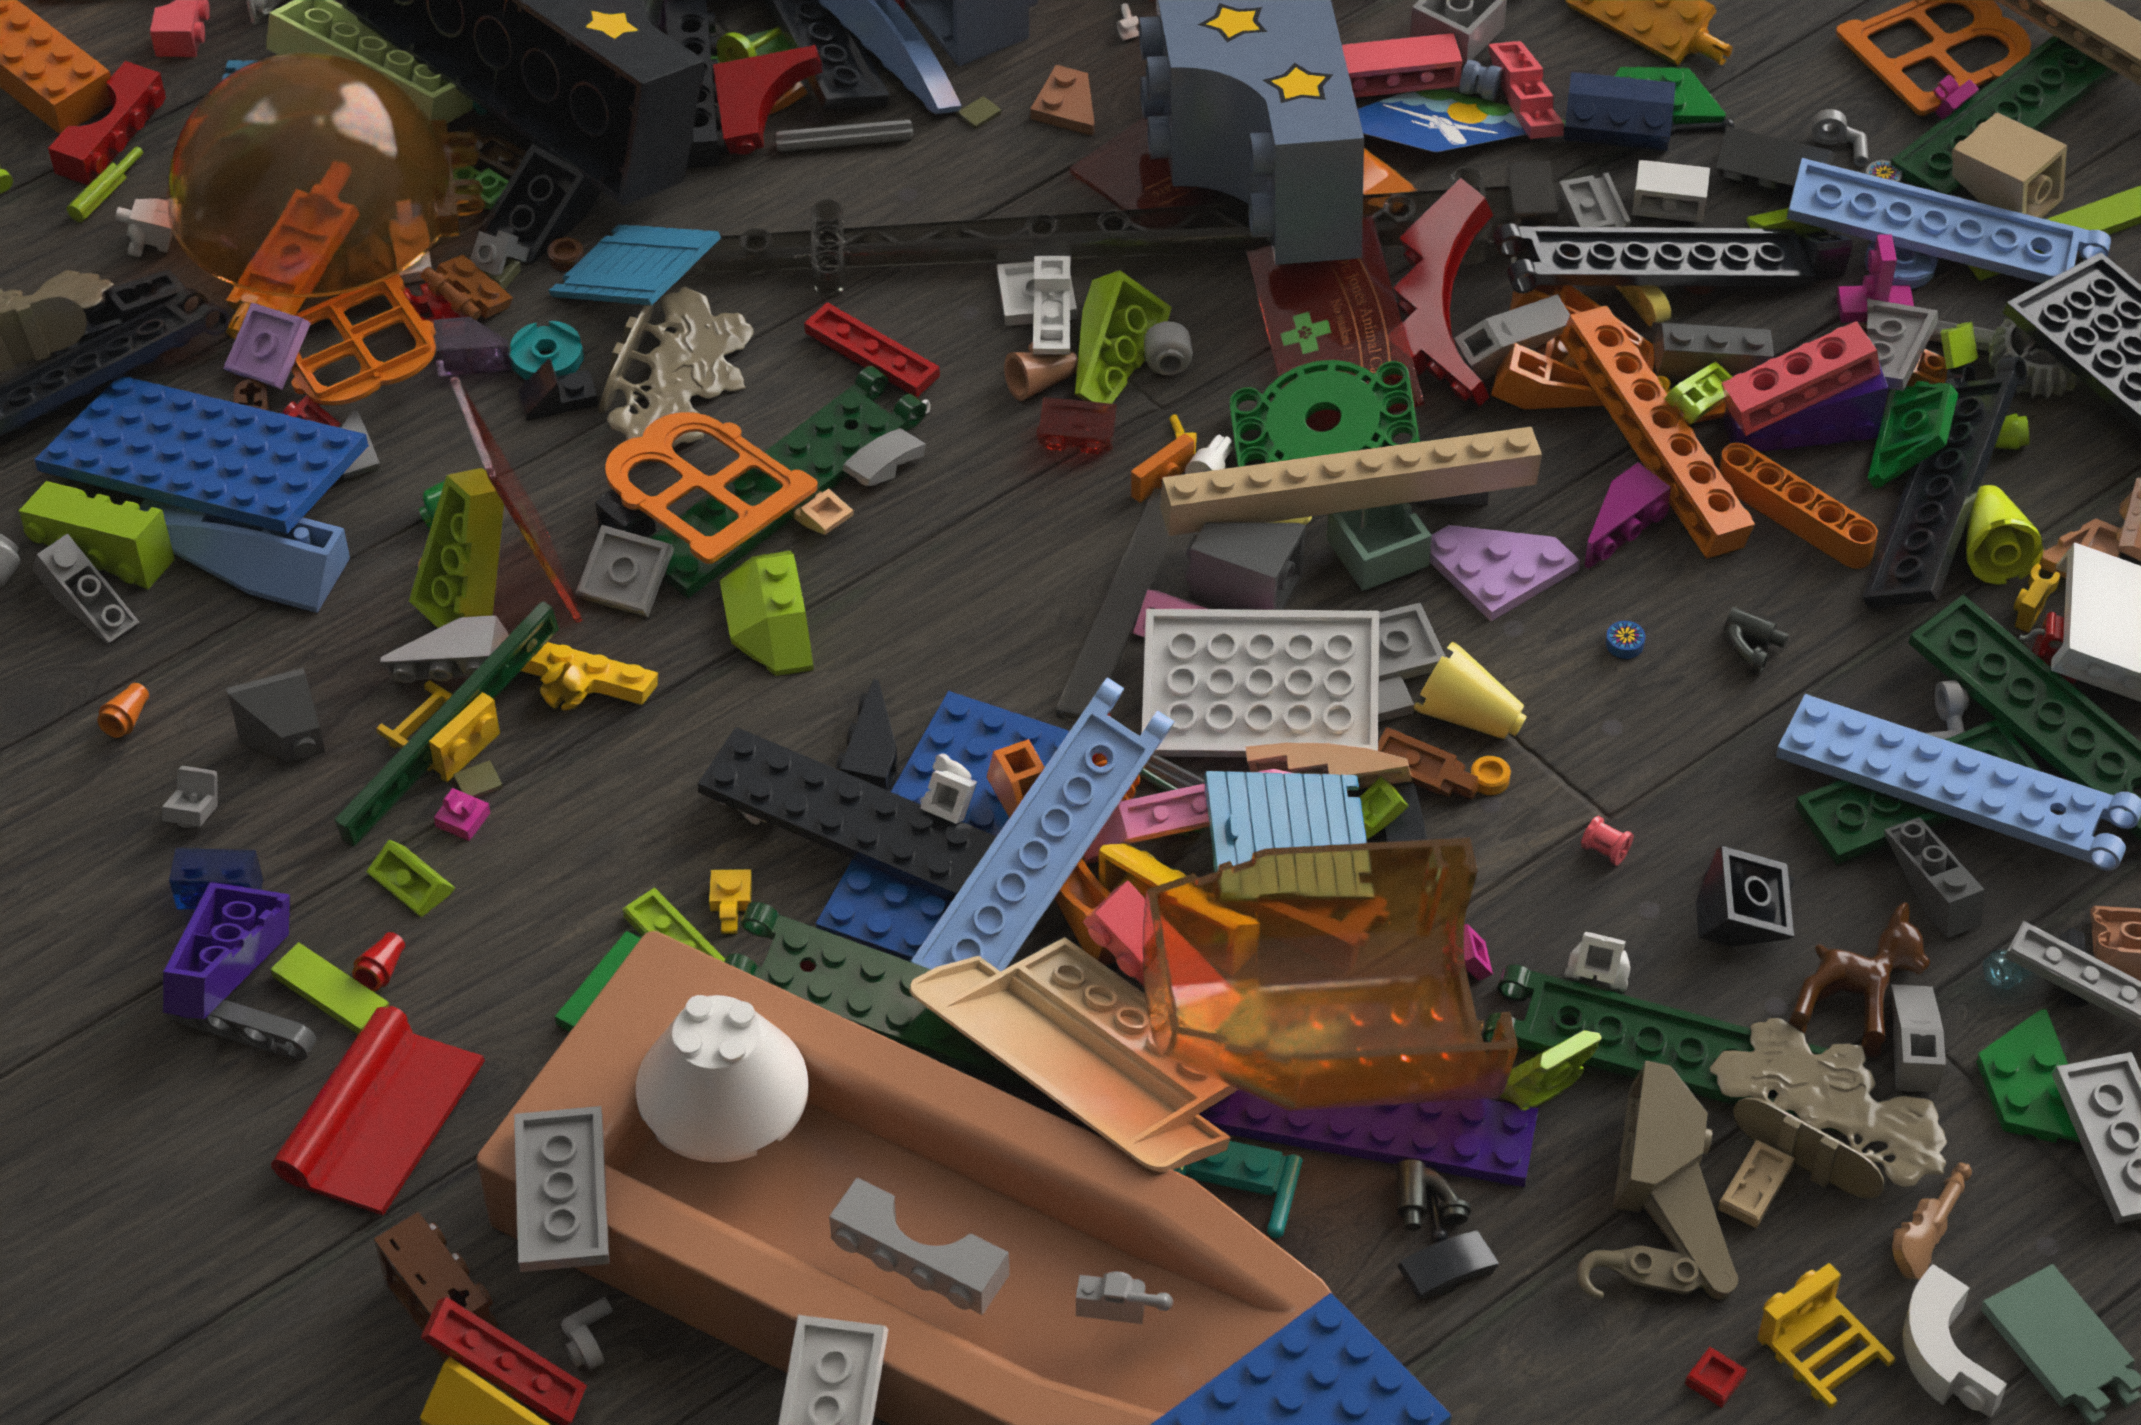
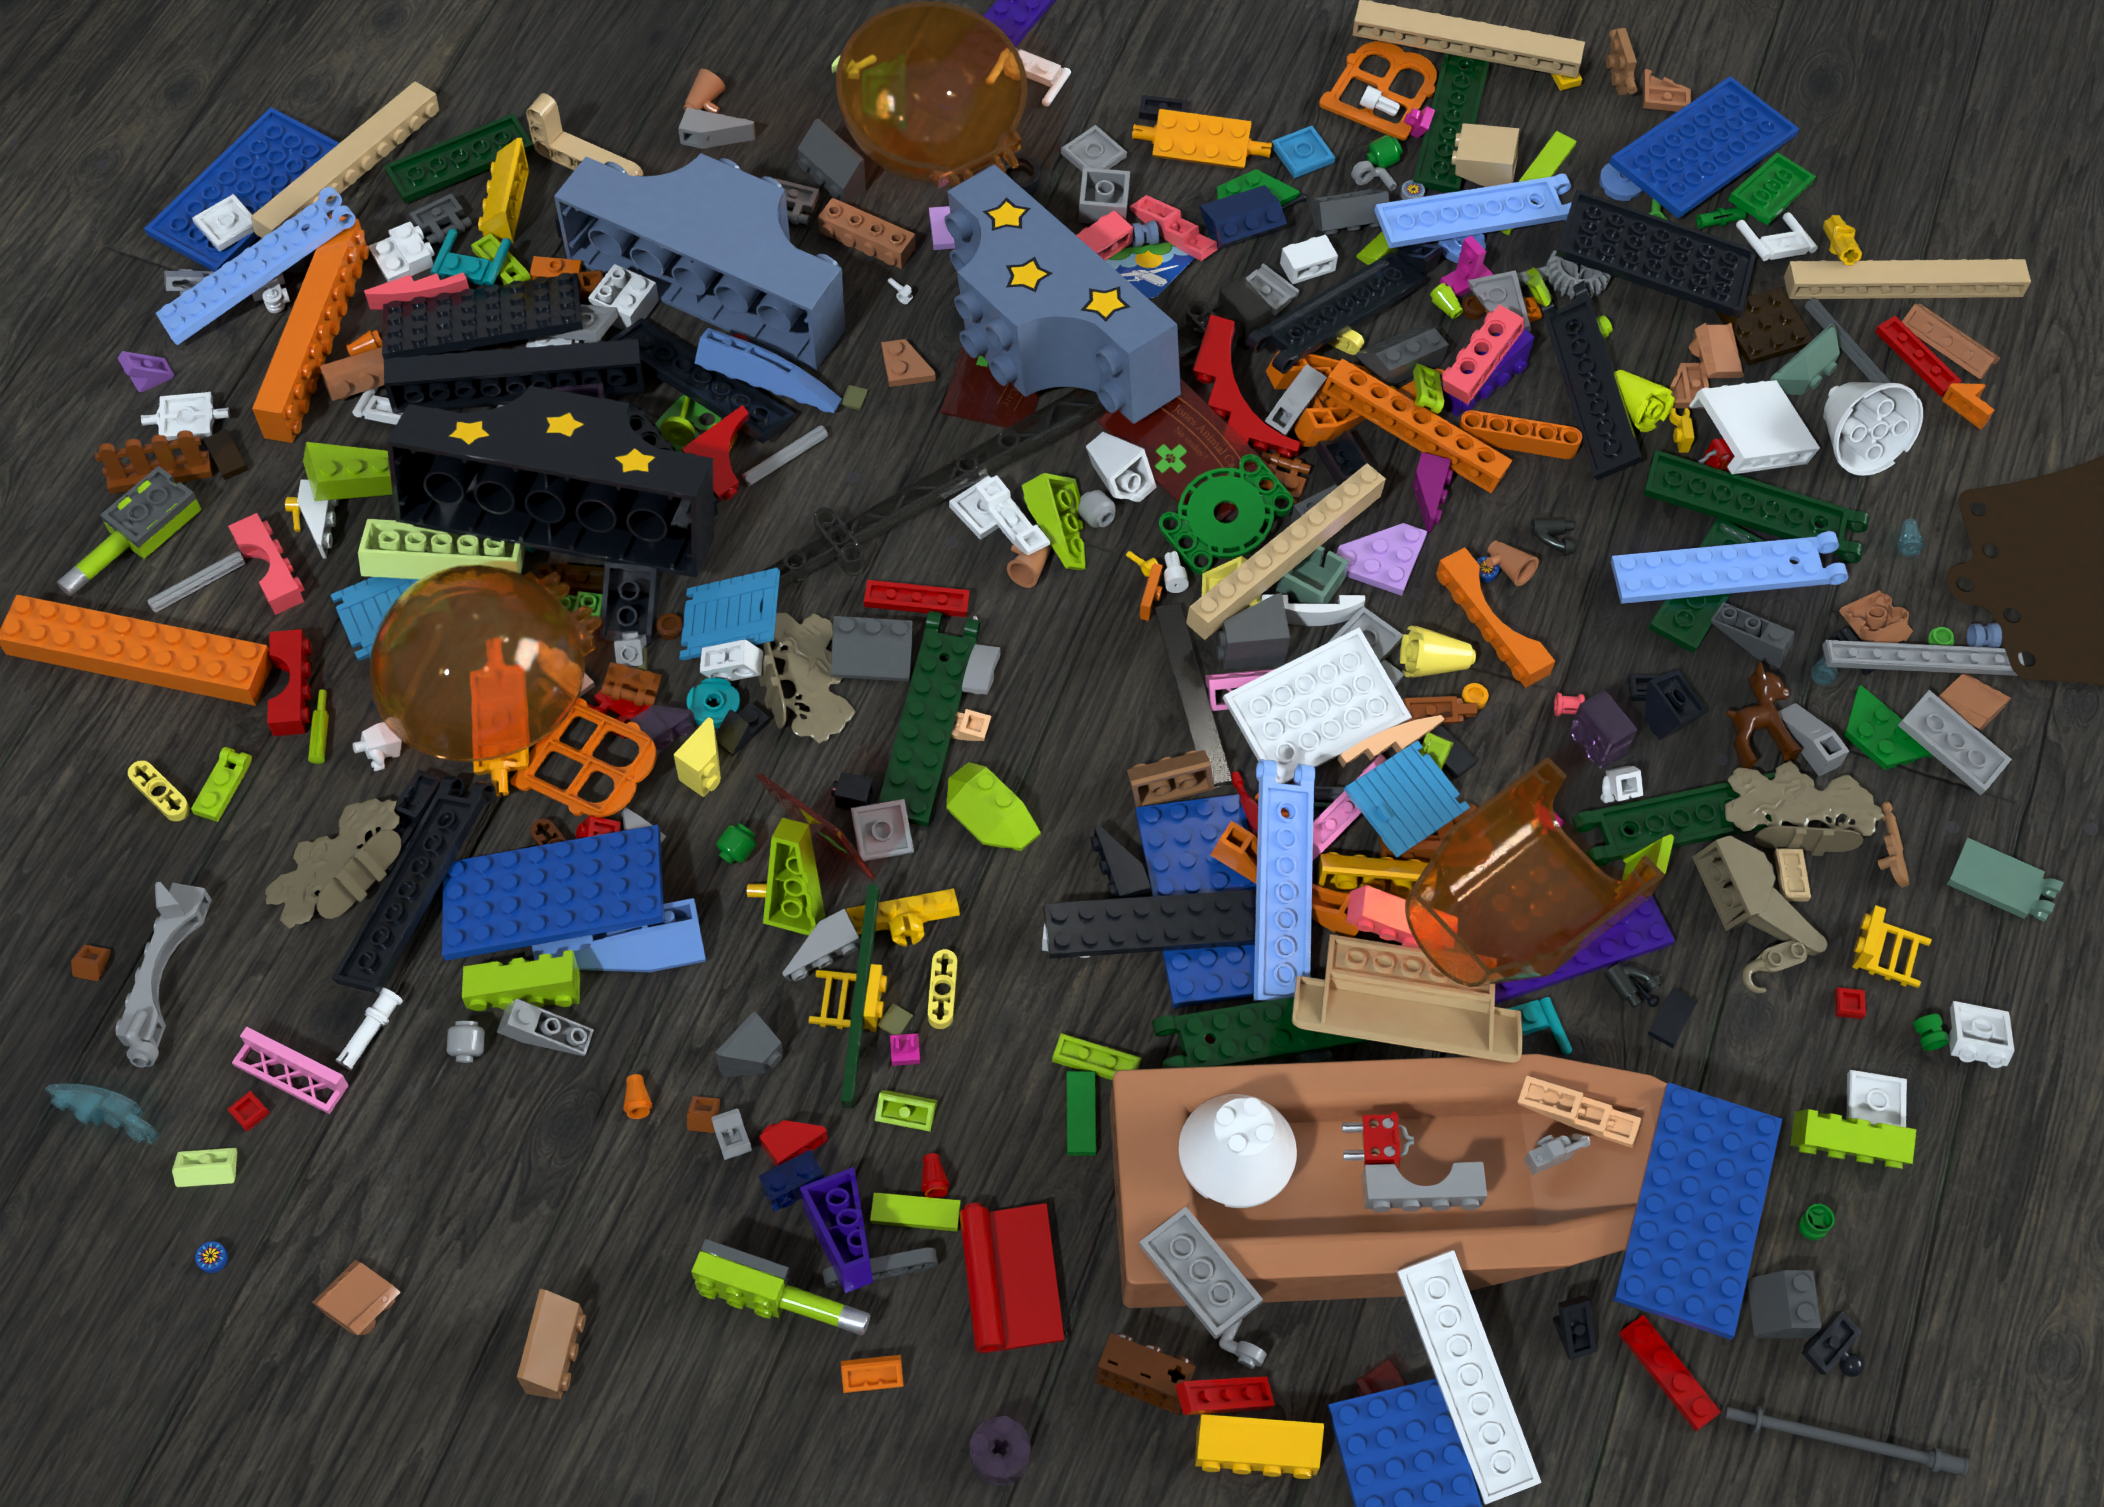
camera: 35 degrees left, 10 degrees up
(87, 966) = (766, 1288): none -> lime piece
(136, 1127) = (872, 1373): none -> orange plate
(181, 755) = (700, 1113): none -> dark orange slope
(207, 1285) = (1006, 1434): none -> clear purple brick
(252, 830) = (791, 1139): none -> red slope
(267, 345) = (533, 793): lavender plate -> none
(490, 385) = (699, 760): none -> light yellow slope
(554, 789) = (937, 978): none -> light yellow beam
(593, 310) = (731, 661): none -> white brick
(657, 447) = (844, 737): orange window -> none
(729, 894) = (1108, 1011): yellow plate -> none
(770, 374) = (871, 648): none -> dark grey slope
(901, 1161) = (1379, 1140): none -> red piece
(949, 791) = (1205, 878): white piece -> none
(1009, 675) = (1171, 778): none -> medium nougat slope
(1077, 425) = (1080, 587): clear red bracket -> none
(1187, 1267) = (1579, 1112): none -> light nougat slope
(1232, 318) = (1121, 467): none -> white slope
(1356, 586) = (1322, 613): none -> white slope
(1435, 424) = (1292, 482): none -> dark orange plate
(1544, 421) = (1341, 457): none -> black bracket
(1592, 755) = (1524, 656): none -> orange arch
(1619, 882) = (1603, 729): none -> clear purple piece
(1667, 648) = (1514, 562): none -> nougat piece
(1768, 73) = (1303, 151): none -> dark azure plate
(1823, 310) = (1446, 300): none -> lime cone
(1876, 114) = (1384, 152): none -> green head
(1909, 49) = (1373, 99): none -> white piece
(1912, 428) = (1552, 354): green wing -> none
(1932, 1352) = (1943, 921): white arch -> none
(1950, 704) = (1686, 521): light grey plate -> none

